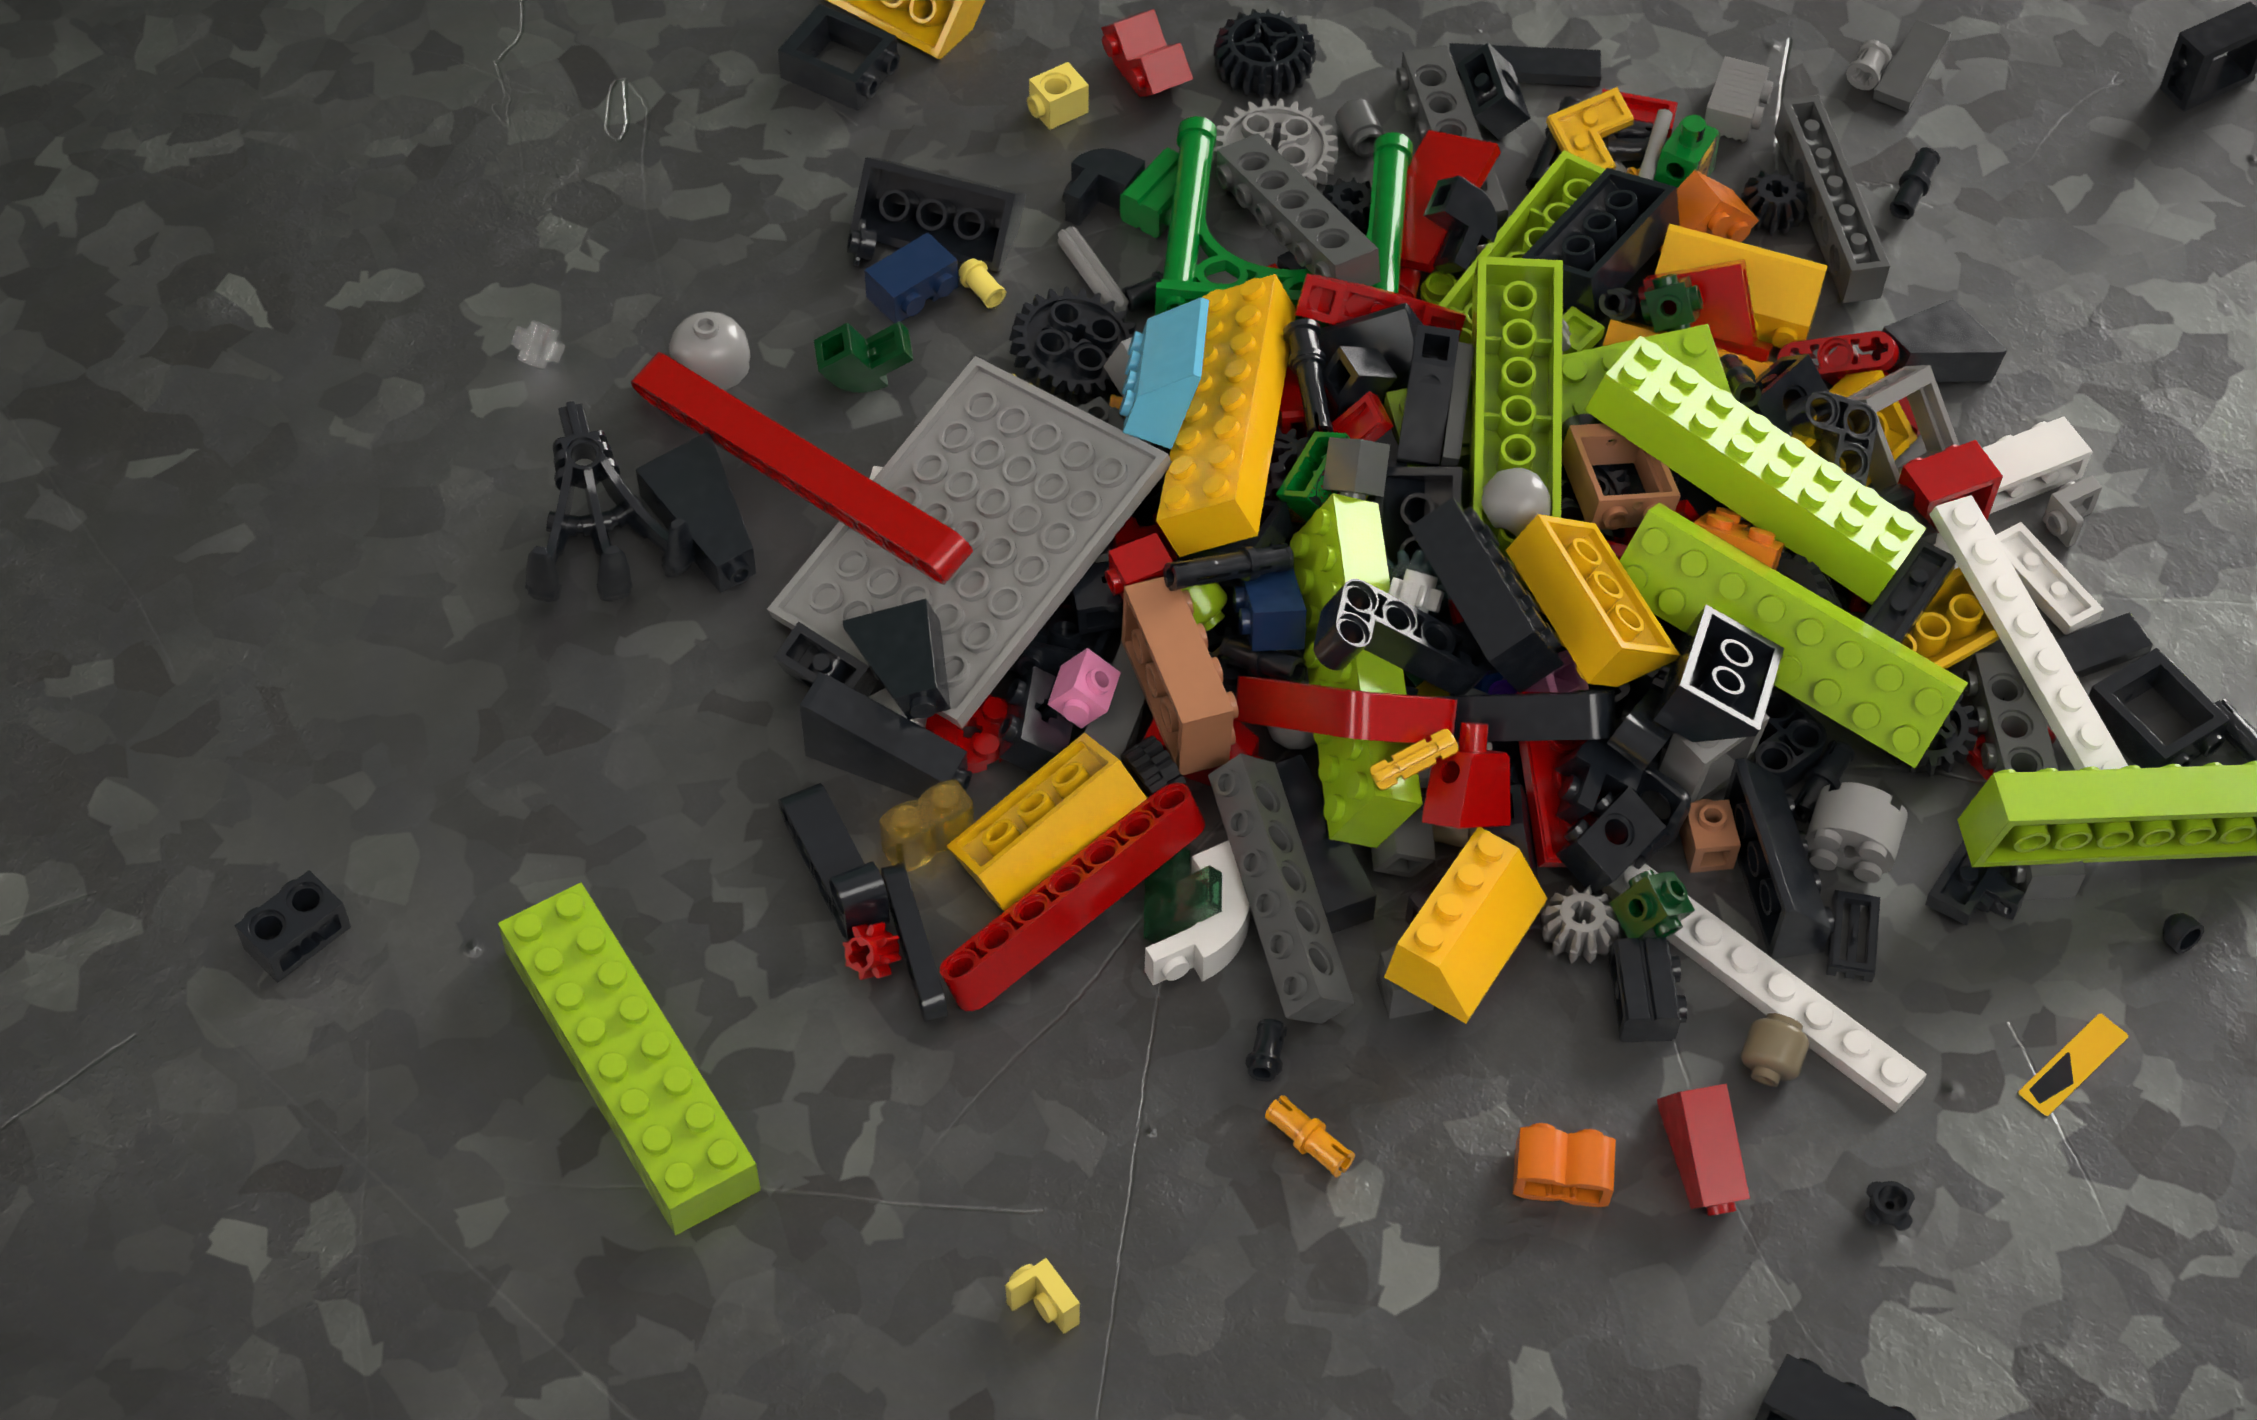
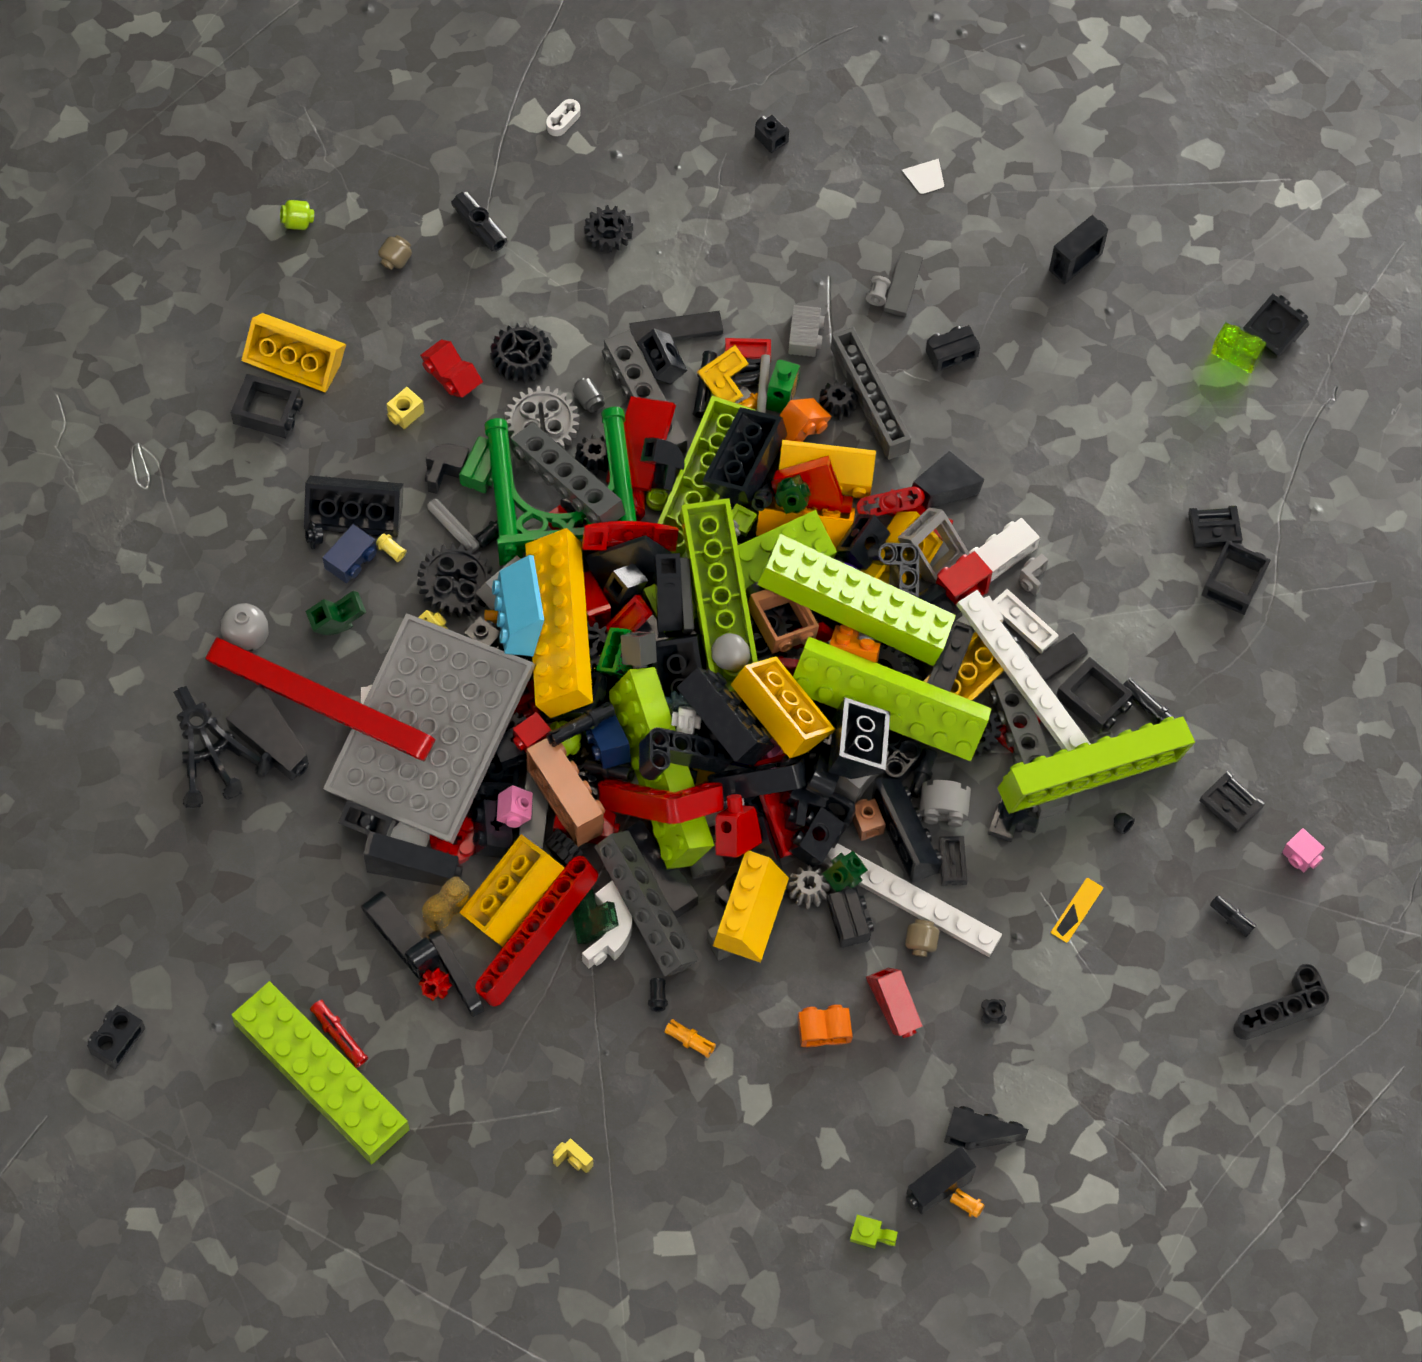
camera: 15 degrees left, 10 degrees up
(538, 344) = (143, 644): clear gear -> none
(661, 958) = (321, 1011): none -> red pin
(906, 655) = (413, 810): black slope -> none
(1307, 363) = (596, 581): black pin -> none
(1414, 759) = (706, 825): yellow axle -> none
(1741, 380) = (838, 537): black pin -> none
(1915, 183) = (916, 369): black pin -> none
(1982, 161) = (952, 347): none -> black brick

